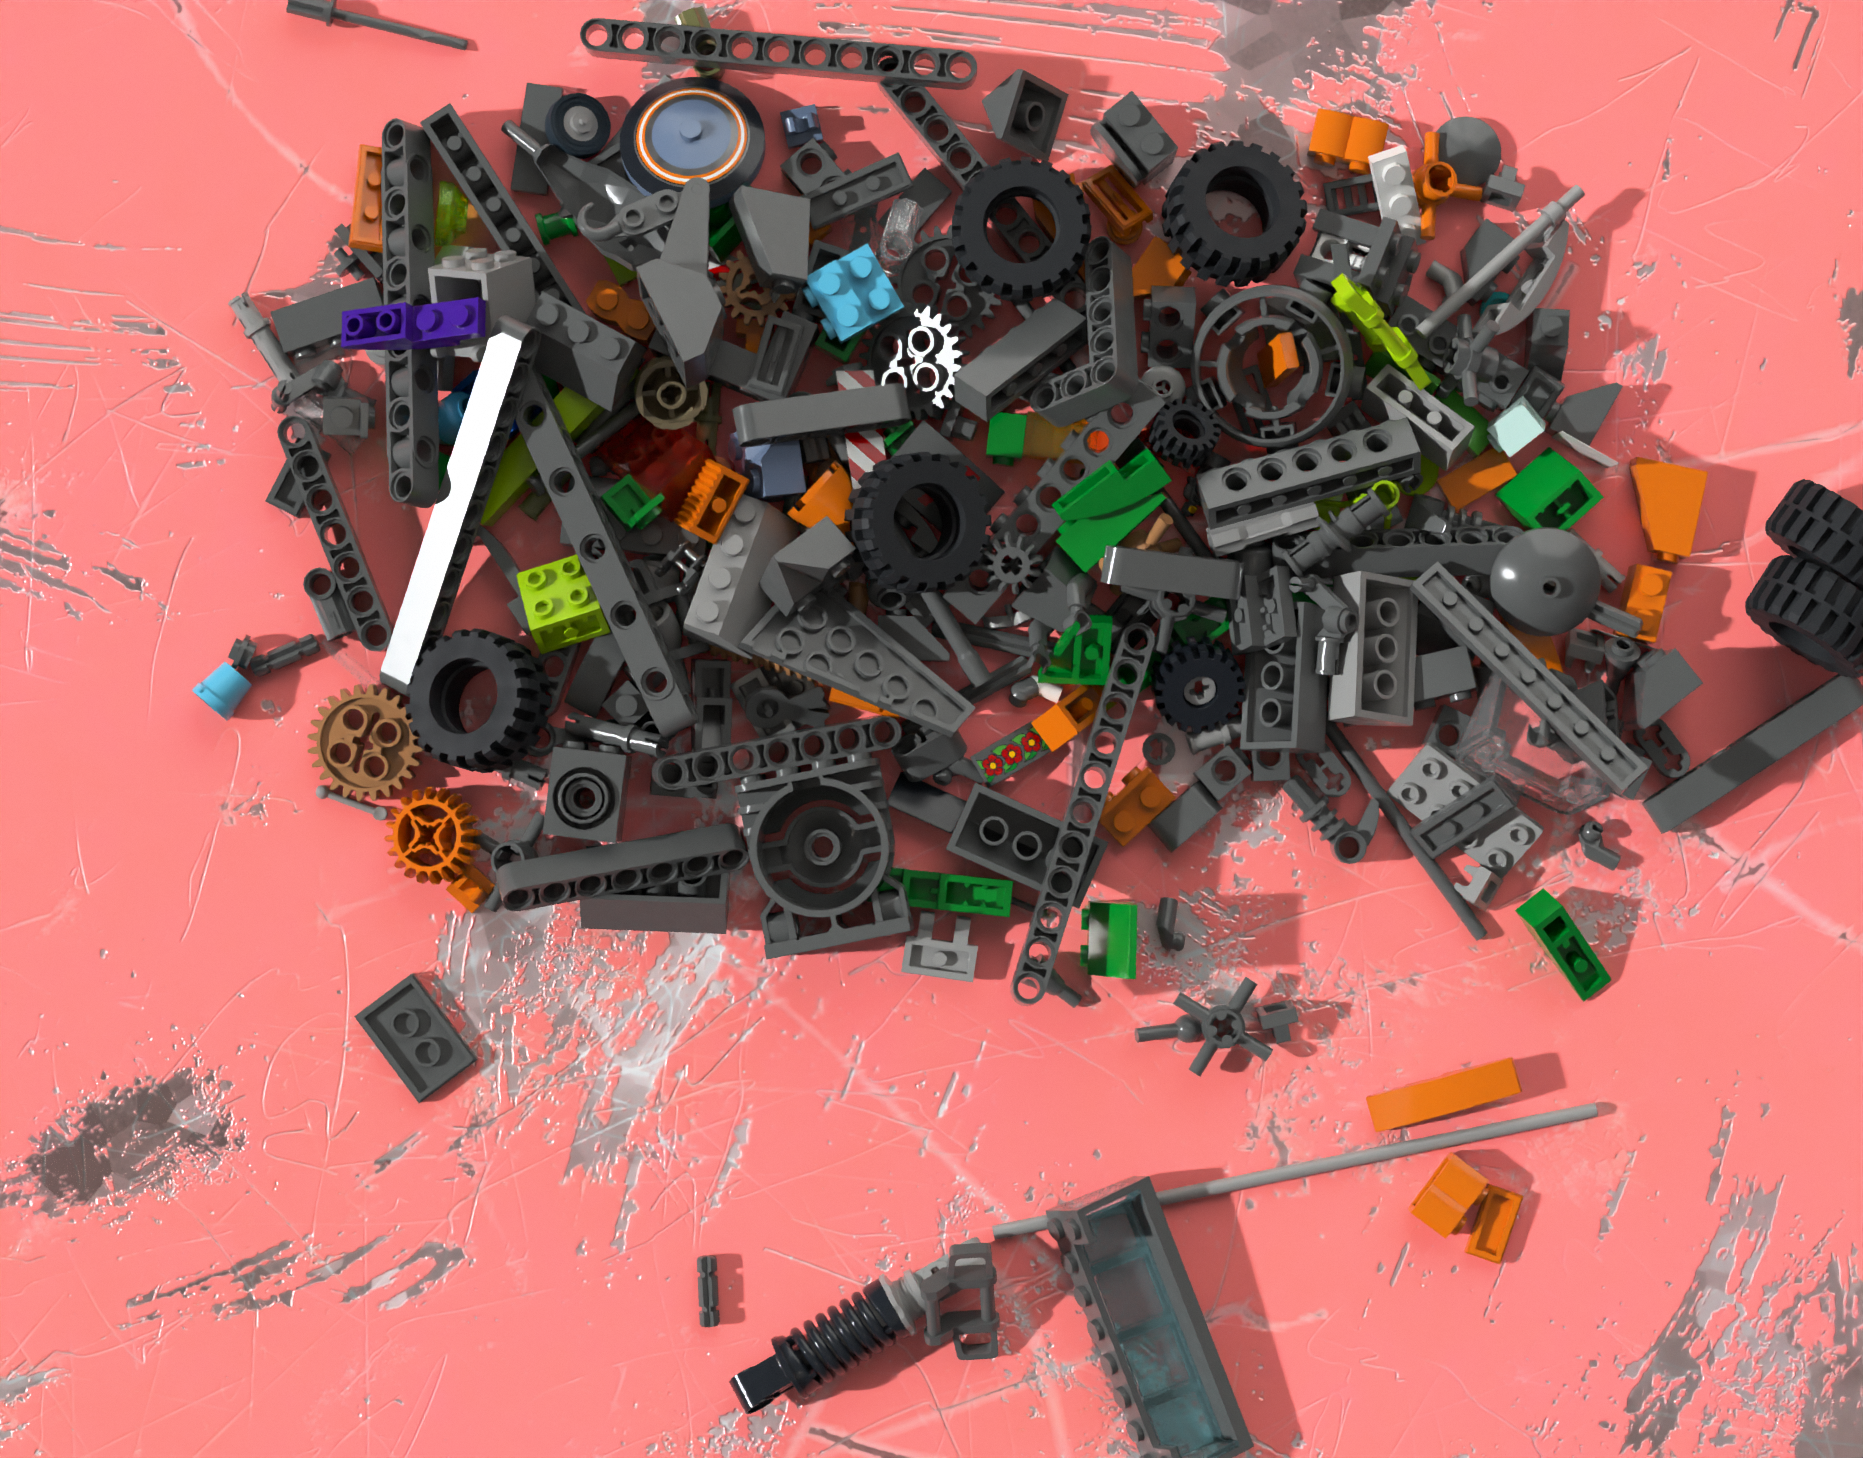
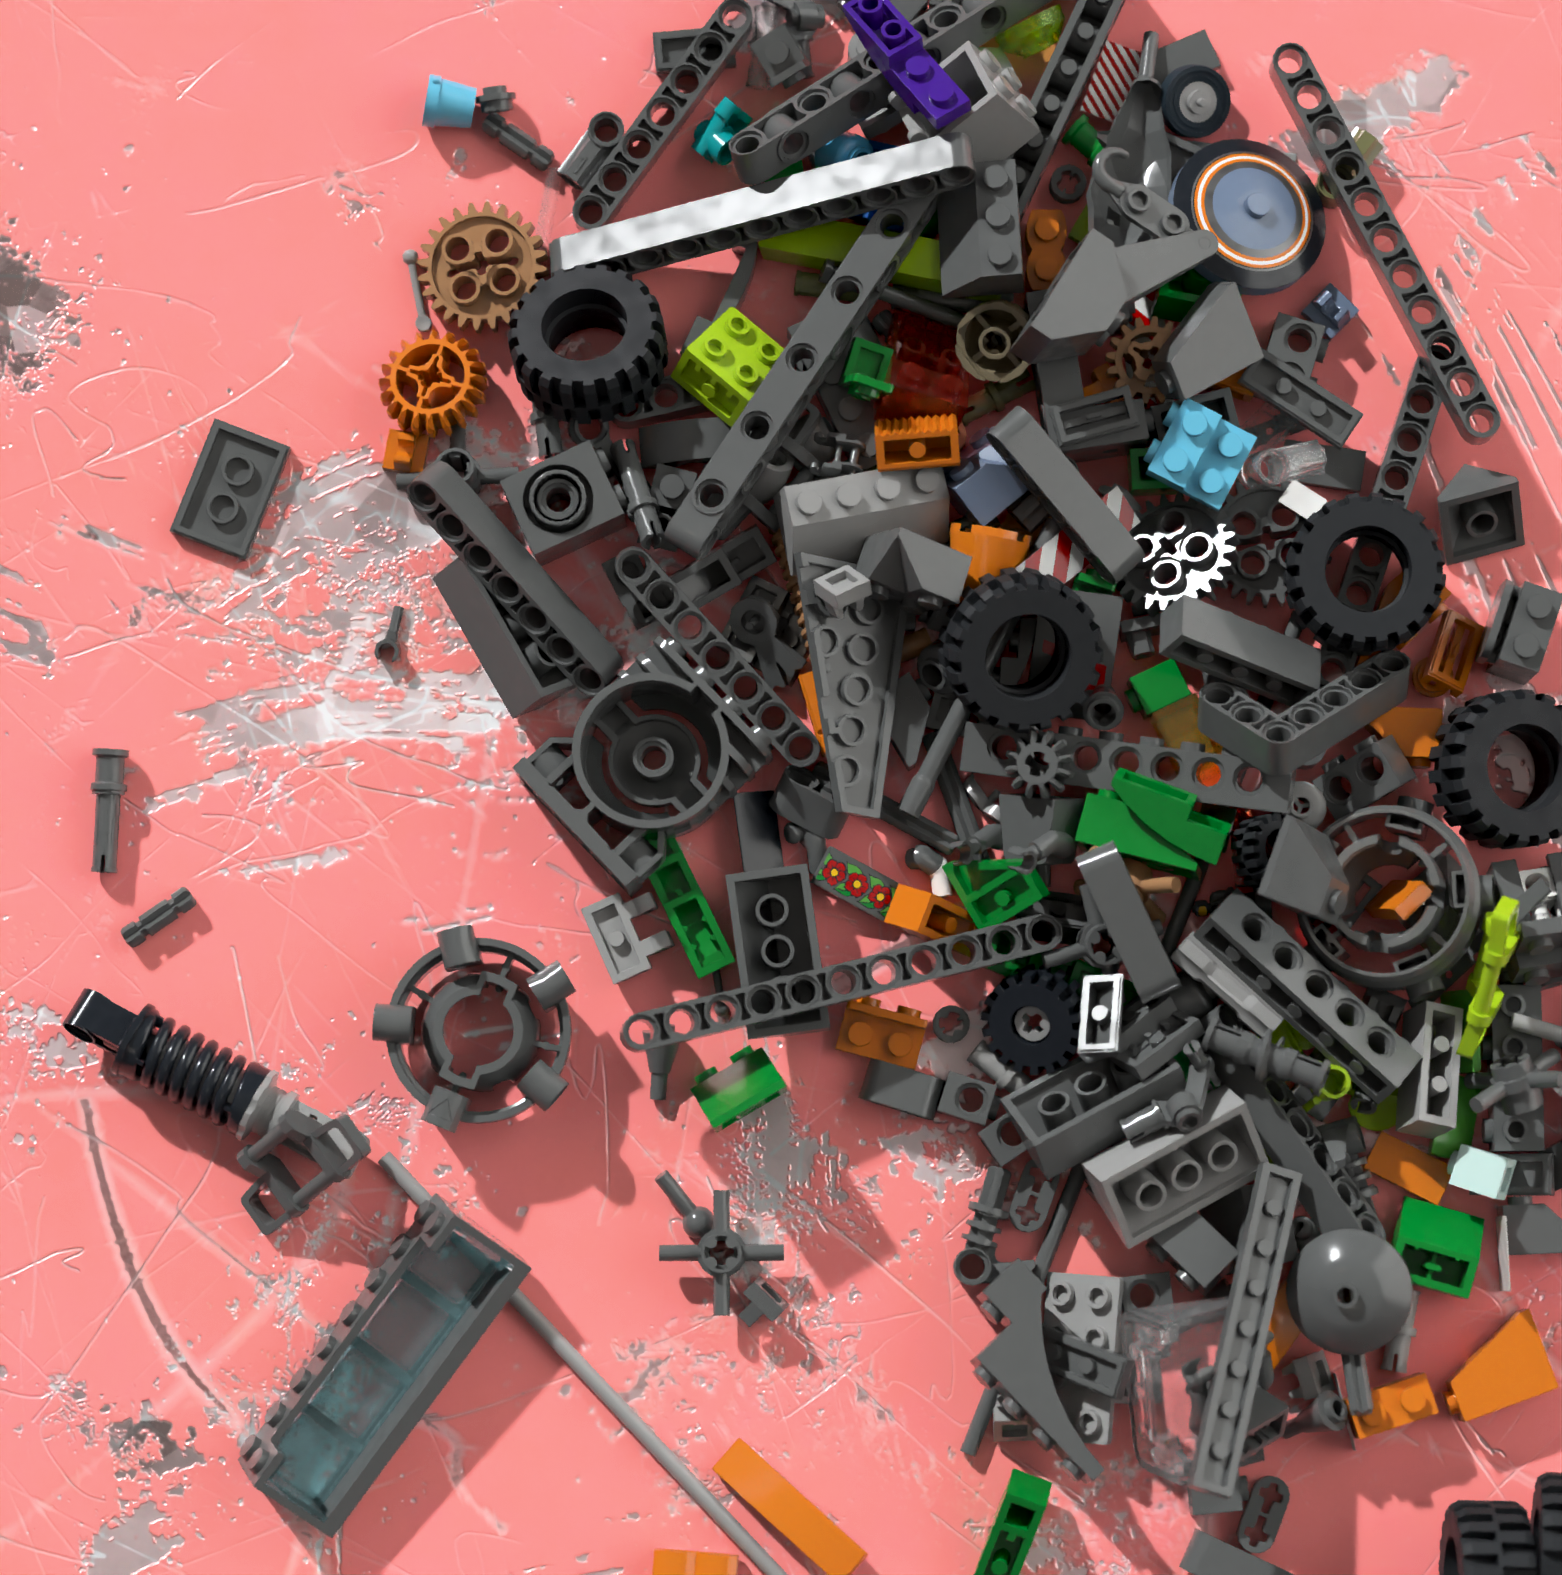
camera: 60 degrees right, 5 degrees down
(375, 500) = (714, 135): none -> teal plate
(523, 178) = (1111, 81): none -> sticker
(570, 266) = (1056, 178): none -> dark grey bush
(587, 1269) = (108, 791): none -> dark grey pin
(604, 984) = (392, 634): none -> dark grey hand
(789, 627) = (842, 588): none -> light grey tile
(933, 239) = (1302, 499): none -> white sticker
(988, 1164) = (460, 950): none -> dark grey piece
(999, 487) = (1103, 708): none -> dark grey cone
(1165, 924) = (785, 1136): dark grey arm -> none
(1220, 417) = (1305, 873): none -> dark grey slope
(1228, 636) = (1100, 1017): none -> slope
(1447, 861) = (1019, 1368): none -> dark grey arch
(1593, 846) = (1123, 1508): dark grey arm -> none
(1655, 686) = (1319, 1464): dark grey slope -> none

